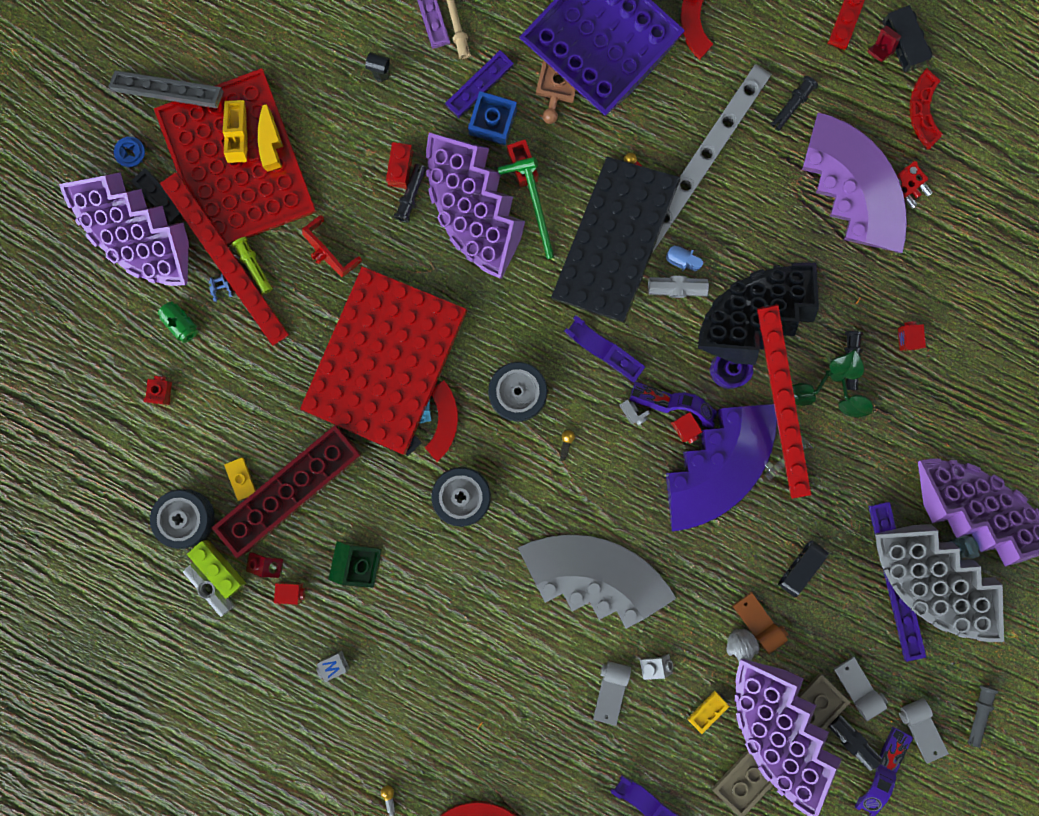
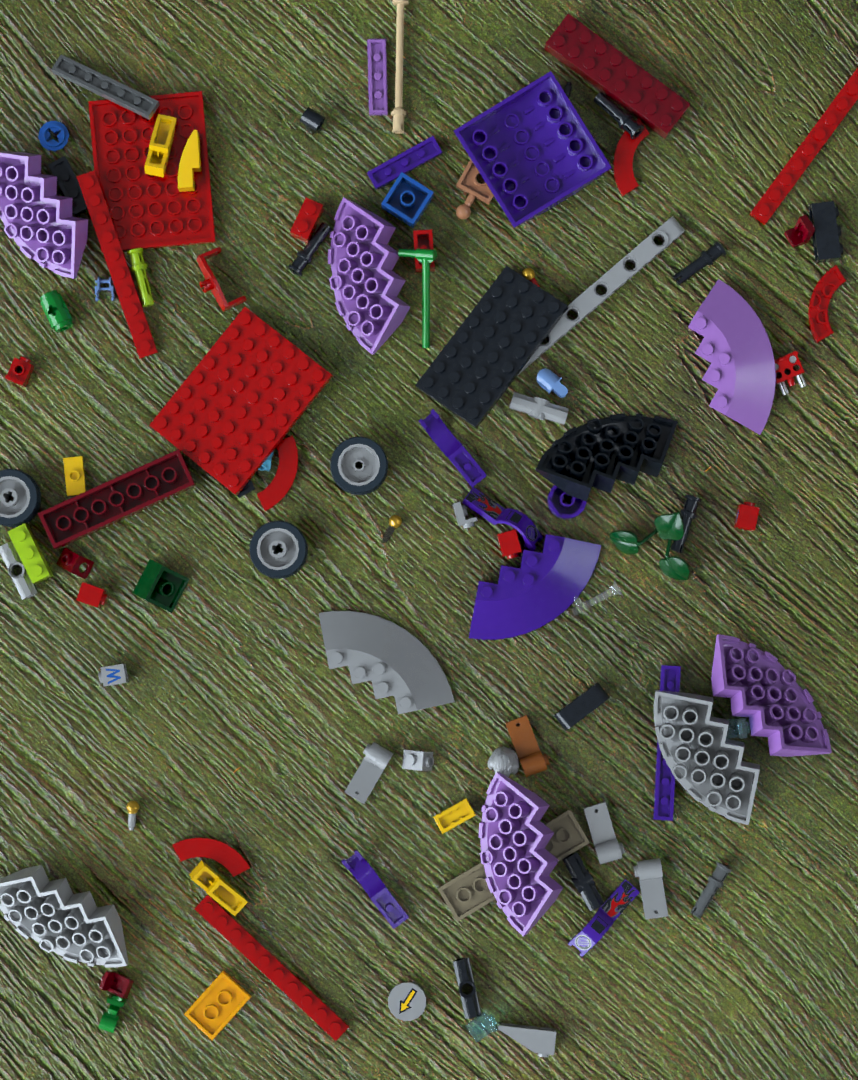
camera: 10 degrees right, 0 degrees up
(784, 400) = (604, 543): red plate -> none

